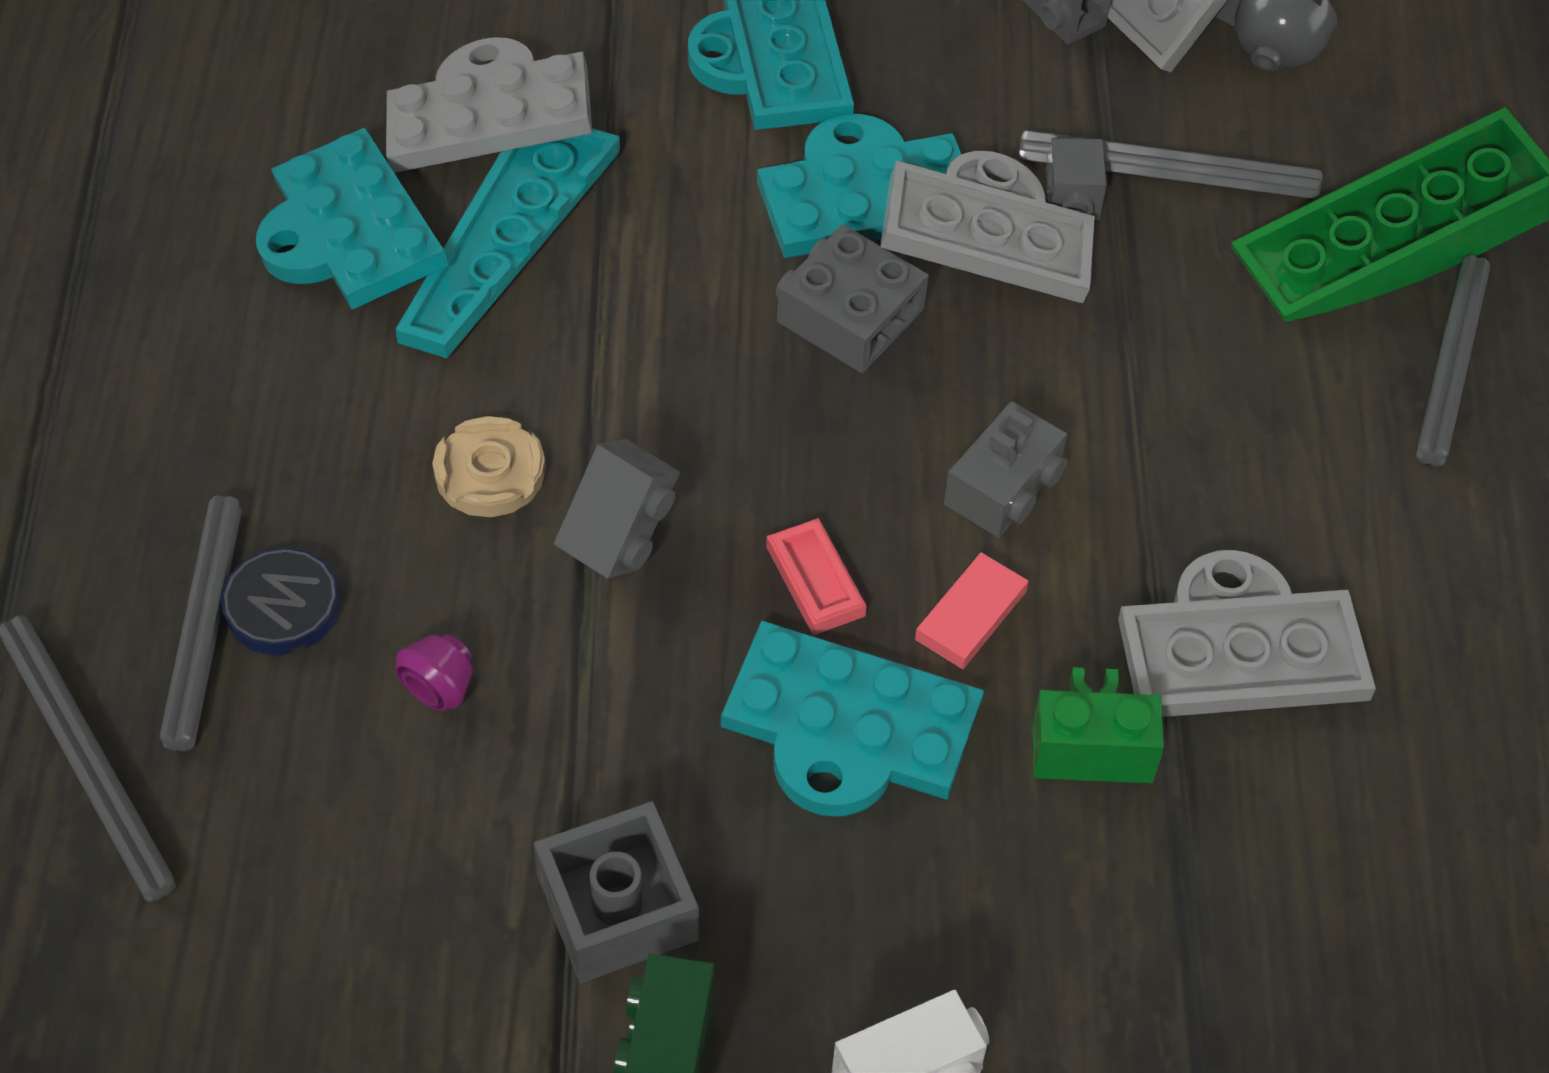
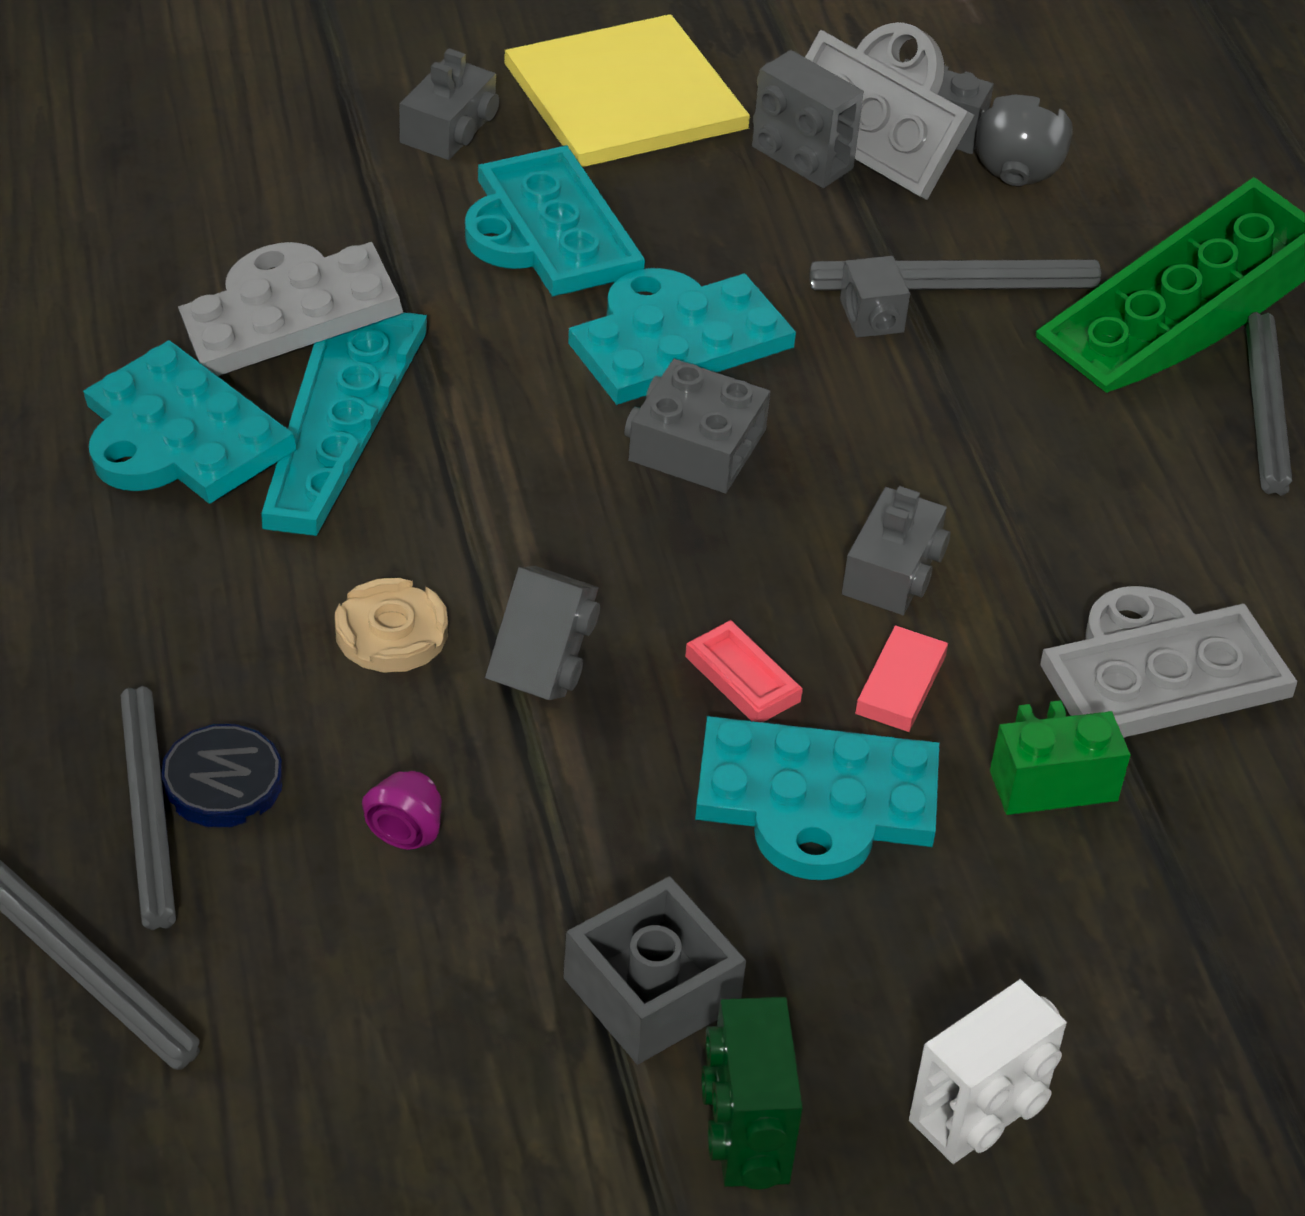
camera: 15 degrees left, 10 degrees down
(989, 224) = (812, 340): light grey plate -> none

